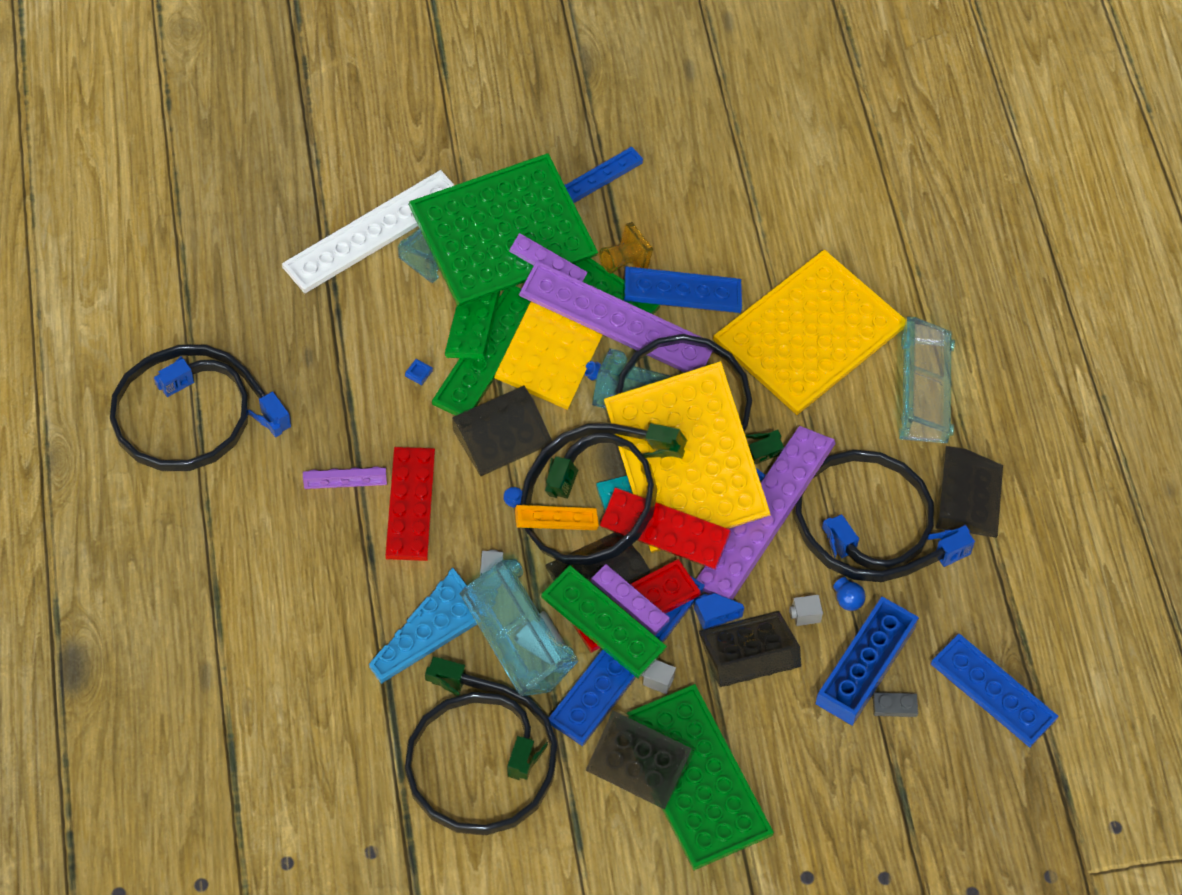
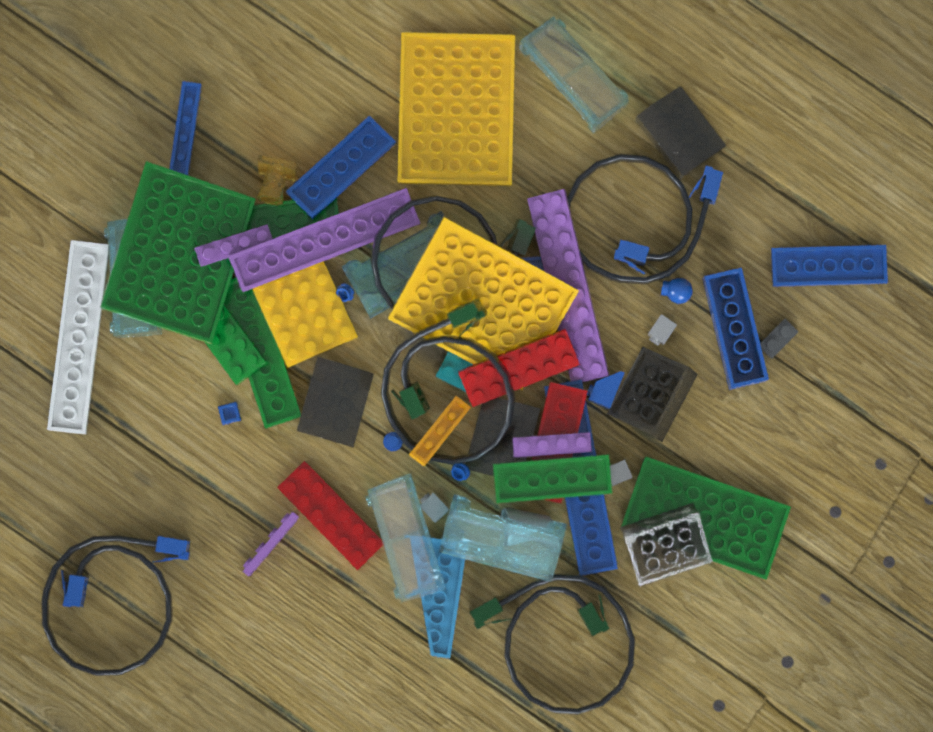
camera: 45 degrees left, 25 degrees up
(445, 562) = (405, 538): none -> windscreen
(540, 562) = (460, 471): none -> blue plate

